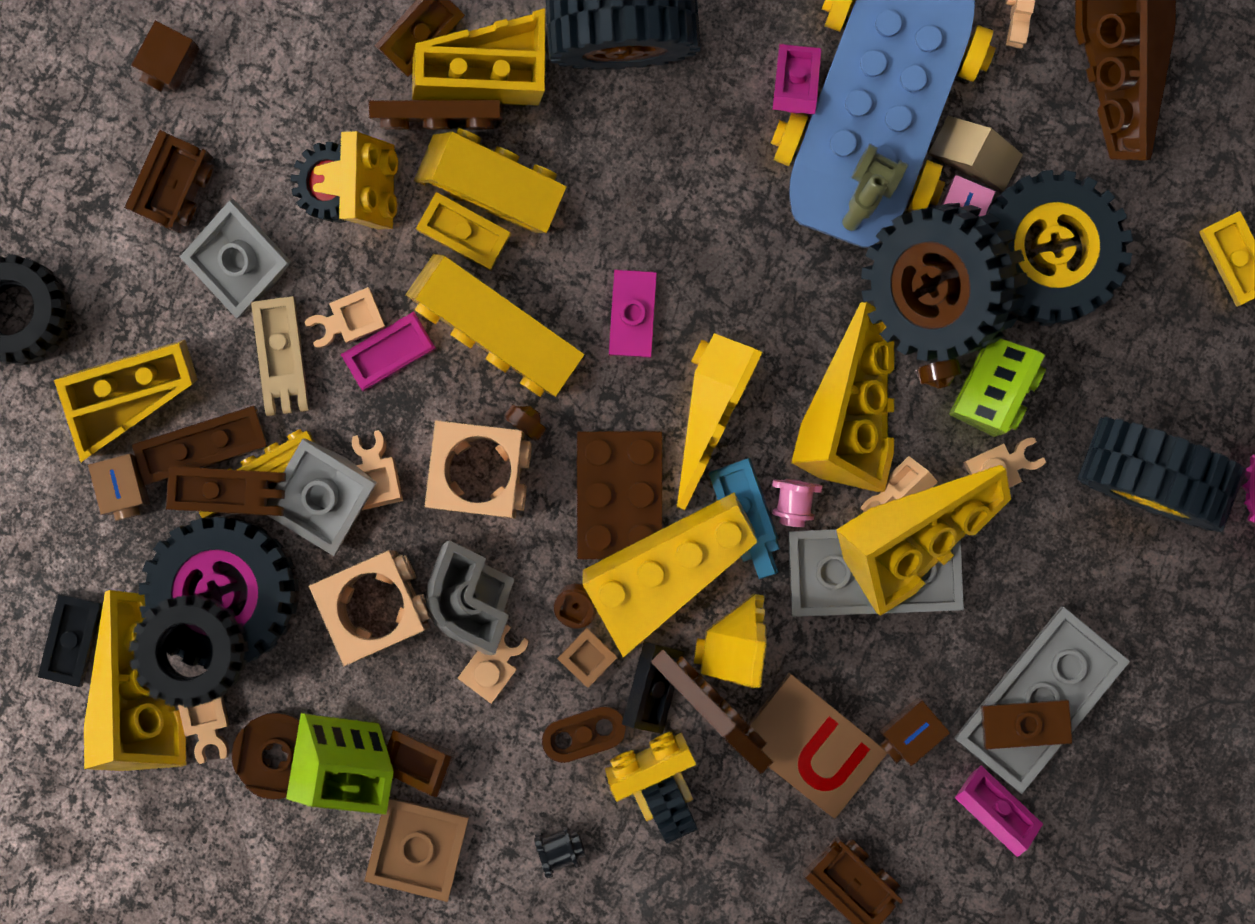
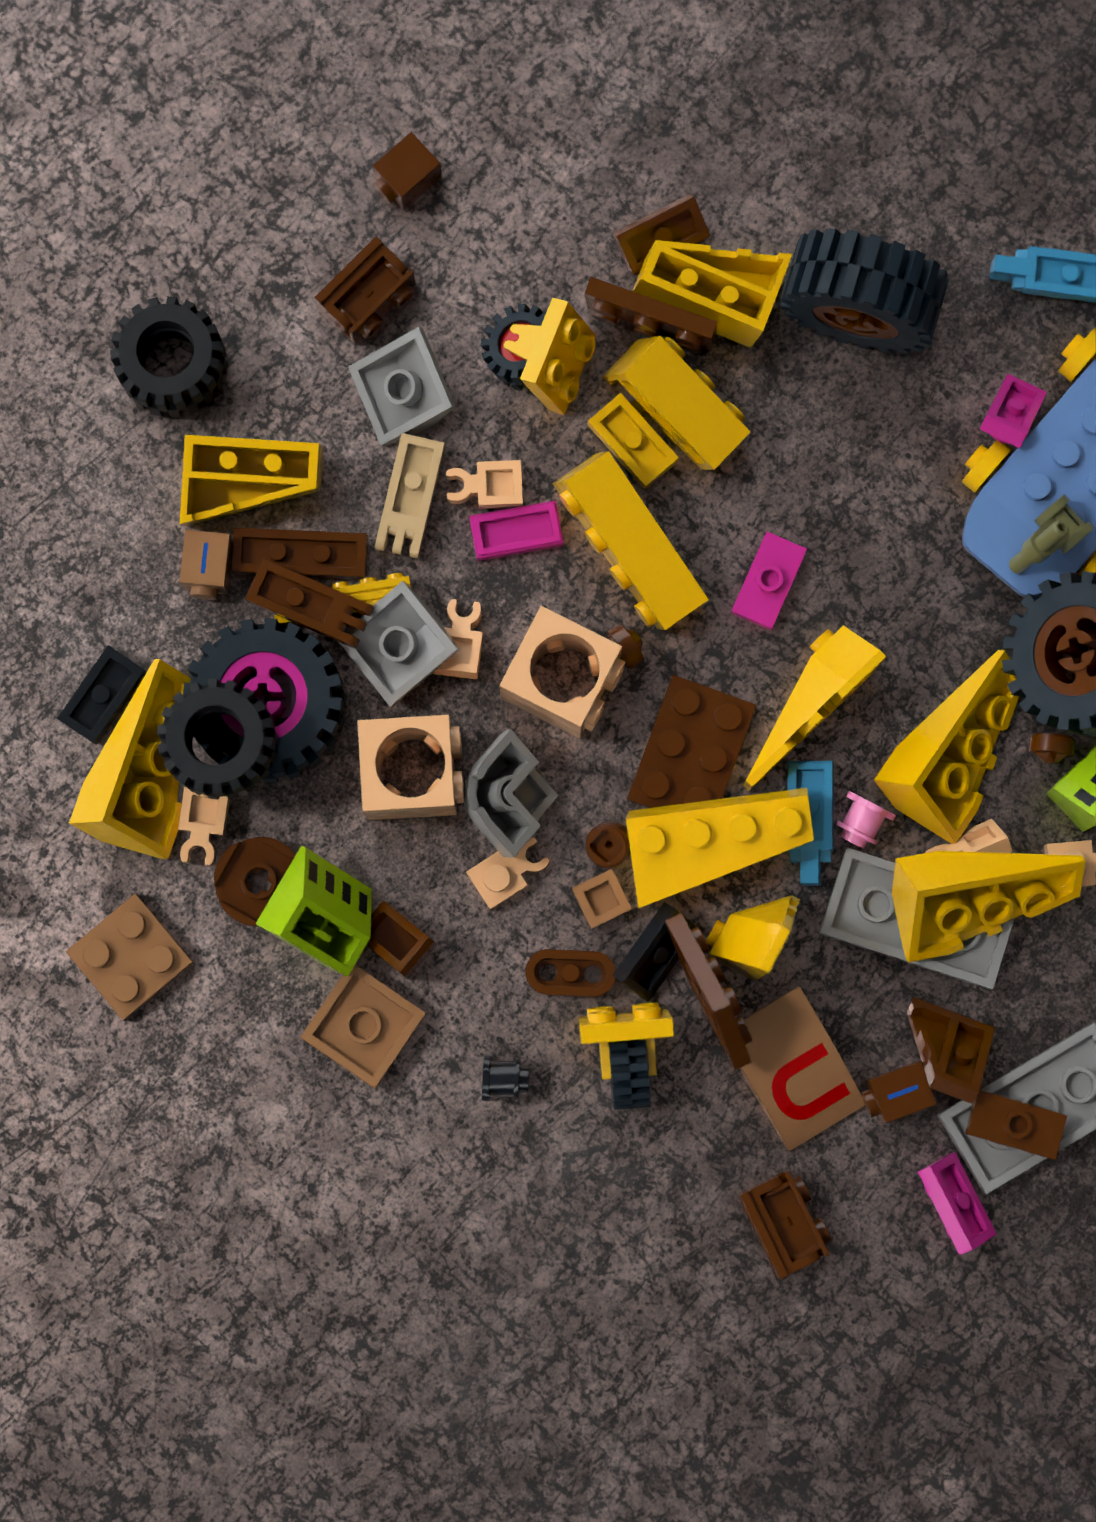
camera: 25 degrees right, 5 degrees down
(185, 864) = (129, 957): none -> medium nougat plate
(945, 677) = (950, 1048): none -> reddish brown wing

